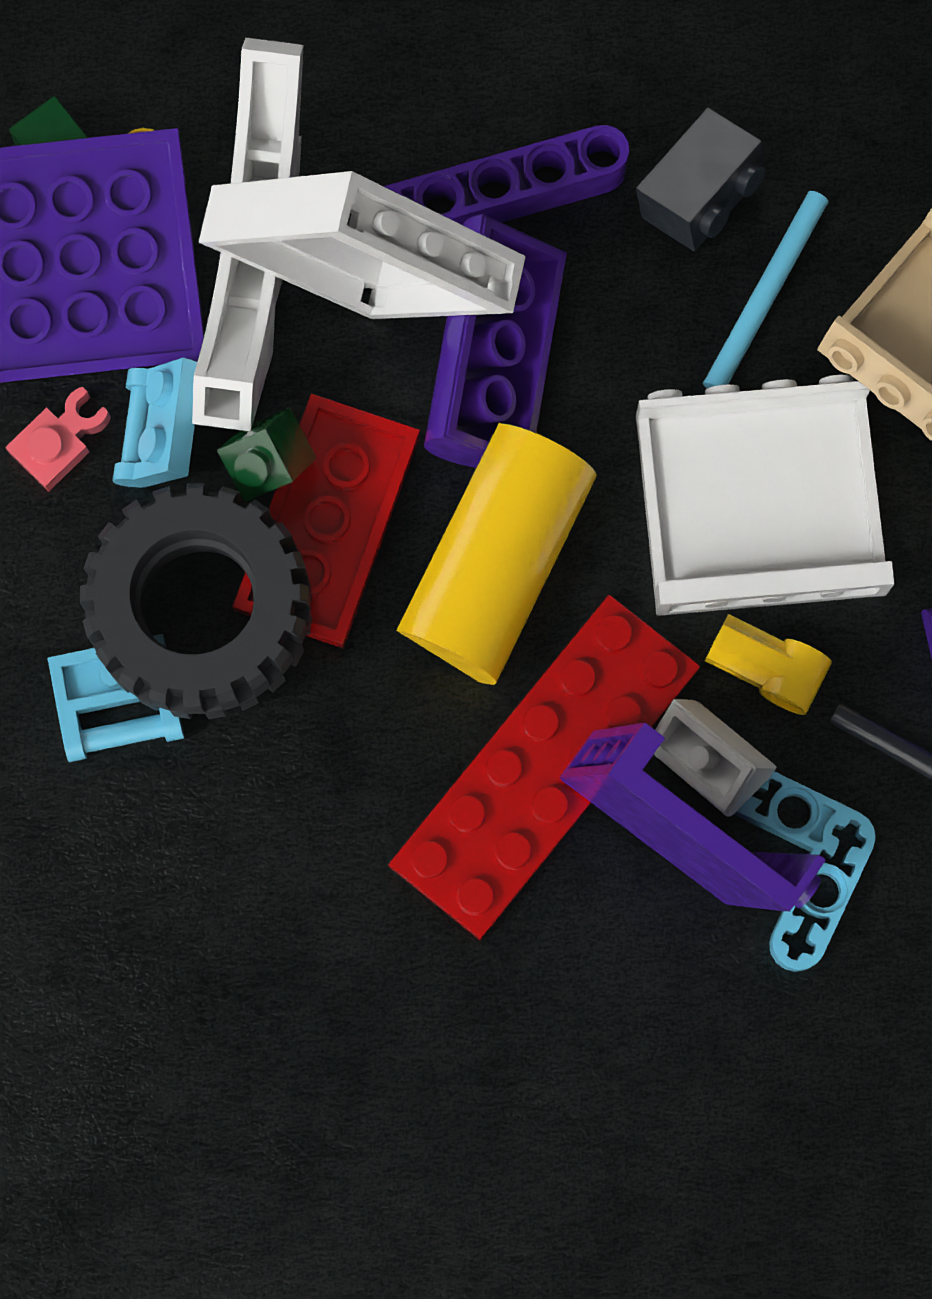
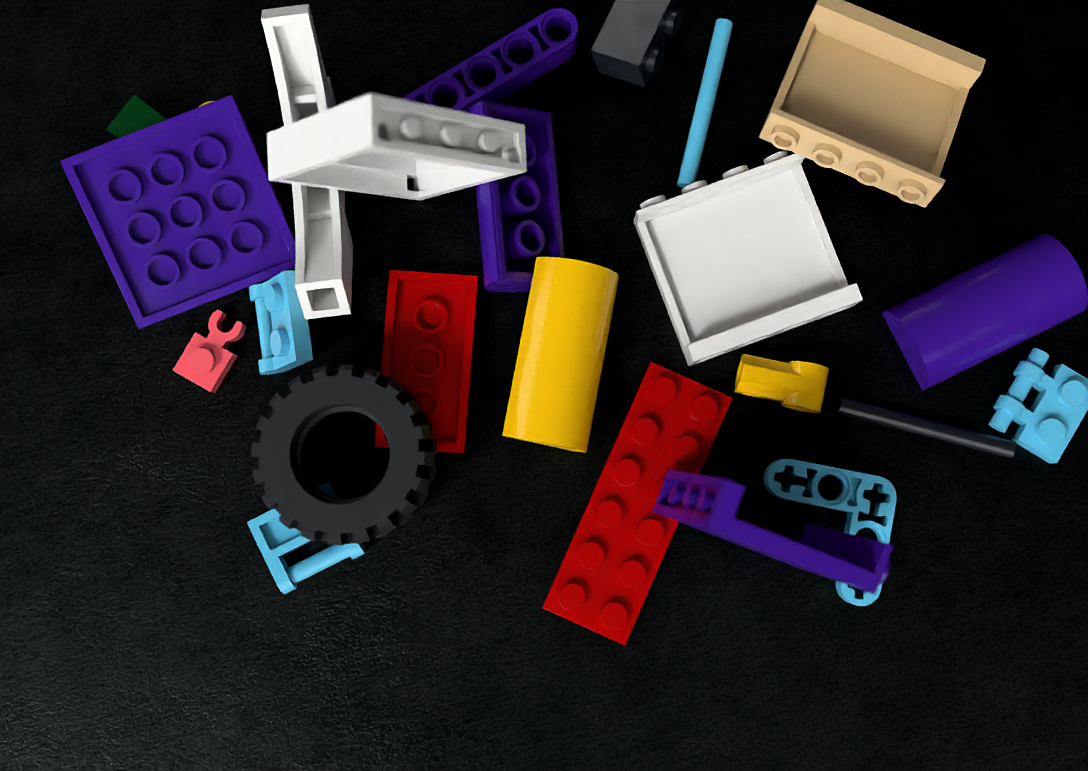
camera: 10 degrees left, 5 degrees up
(267, 455) = (368, 328): dark green brick -> none
(711, 756) = (758, 463): white slope -> none

